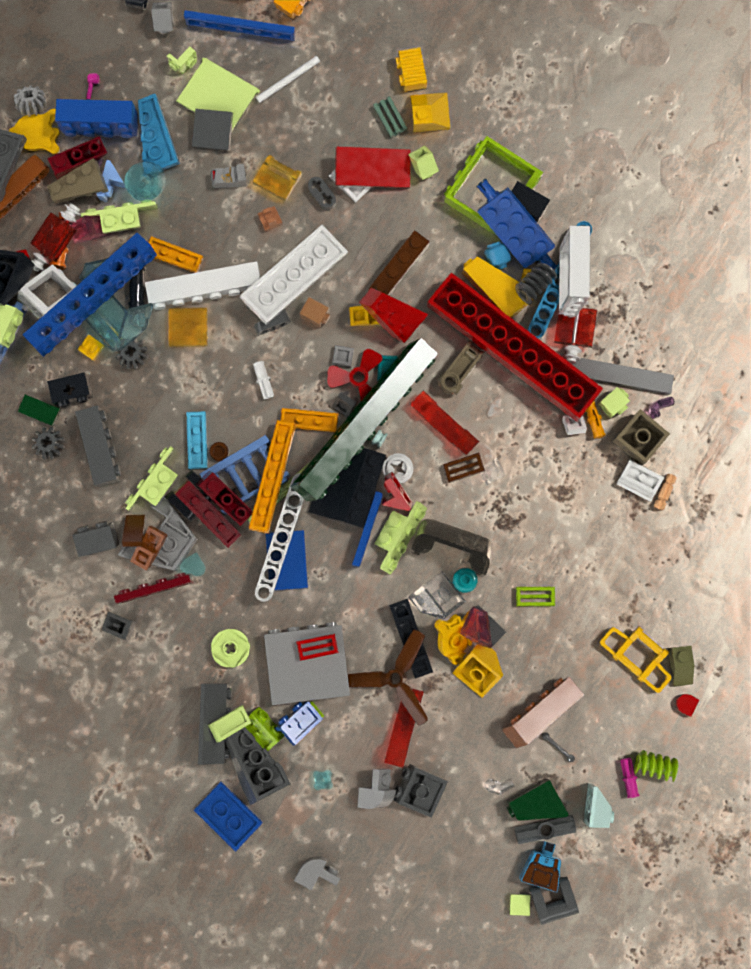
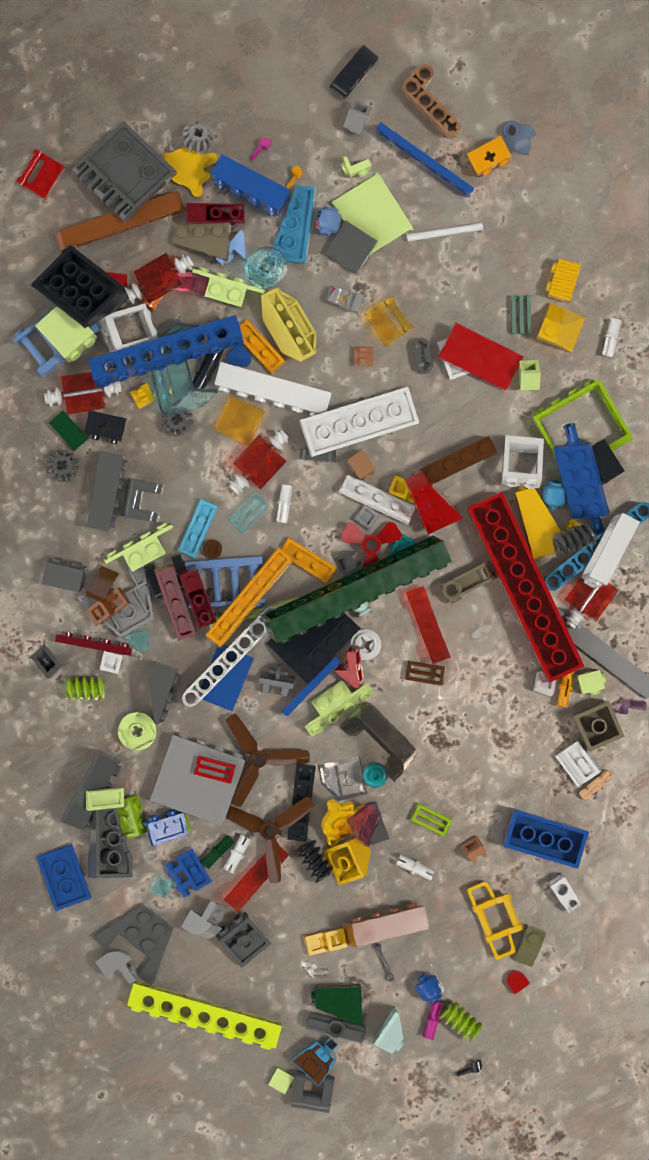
camera: 25 degrees right, 5 degrees up
(34, 371) = (81, 393): none -> clear red plate
(125, 440) = (133, 499): none -> dark grey connector
(134, 91) = (297, 173): none -> light orange hand
(160, 271) = (239, 356): none -> blue tile
(164, 632) = (85, 688): none -> lime piece
(176, 597) = (111, 662): none -> white plate
(180, 117) = (328, 221): none -> medium blue head
(188, 221) = (288, 325): none -> light yellow wedge
(222, 354) = (259, 462): none -> clear red plate
(231, 593) = (161, 685): none -> dark grey slope
(240, 389) = (237, 524): none -> clear light blue tile
(328, 829) = (146, 932): none -> dark grey wing
(332, 537) = (277, 678): none -> dark grey hips
(344, 336) = (377, 499): none -> white tile
(344, 750) = (193, 870): none -> blue plate
(357, 721) = (217, 851): none -> dark green axle
(365, 611) = (273, 758): none -> reddish brown piece
(375, 714) = (237, 853): none -> white pin
(427, 870) = (215, 1011): none -> neon yellow brick
(449, 226) = (522, 445): none -> white window
(449, 685) = (314, 860): none -> black piece
(478, 98) = (611, 337): none -> white axle
(496, 754) = (325, 941): none -> yellow slope
(543, 646) = (415, 867): none -> white pin
(587, 602) = (474, 848): none -> nougat tile
(611, 750) = (429, 988): none -> blue head
(646, 560) = (545, 838): none -> blue brick
(688, 601) = (564, 892): none -> white leg
(690, 802) = (476, 1067): none -> black hand

